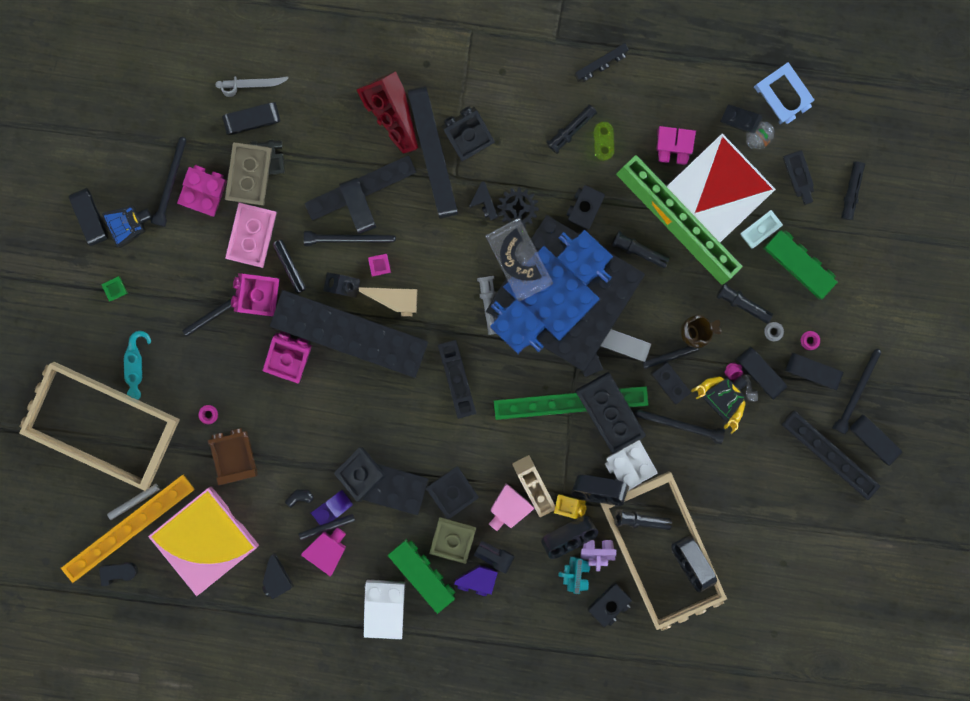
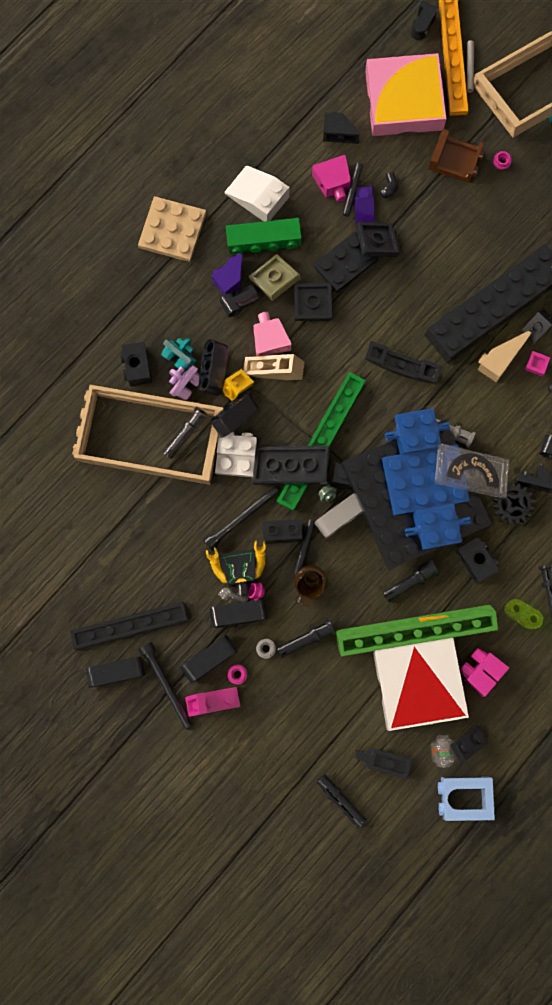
camera: 125 degrees right, 10 degrees down
(287, 357) = (509, 245): dark pink plate -> none
(467, 661) = (172, 229): none -> tan plate
(613, 367) = (327, 493): none -> sand green plate
(694, 563) = (121, 449): black beam -> none
(761, 229) = (360, 697): light aqua plate -> none
(800, 264) = (308, 709): green brick -> none
(845, 344) = (212, 701): none -> dark pink bracket

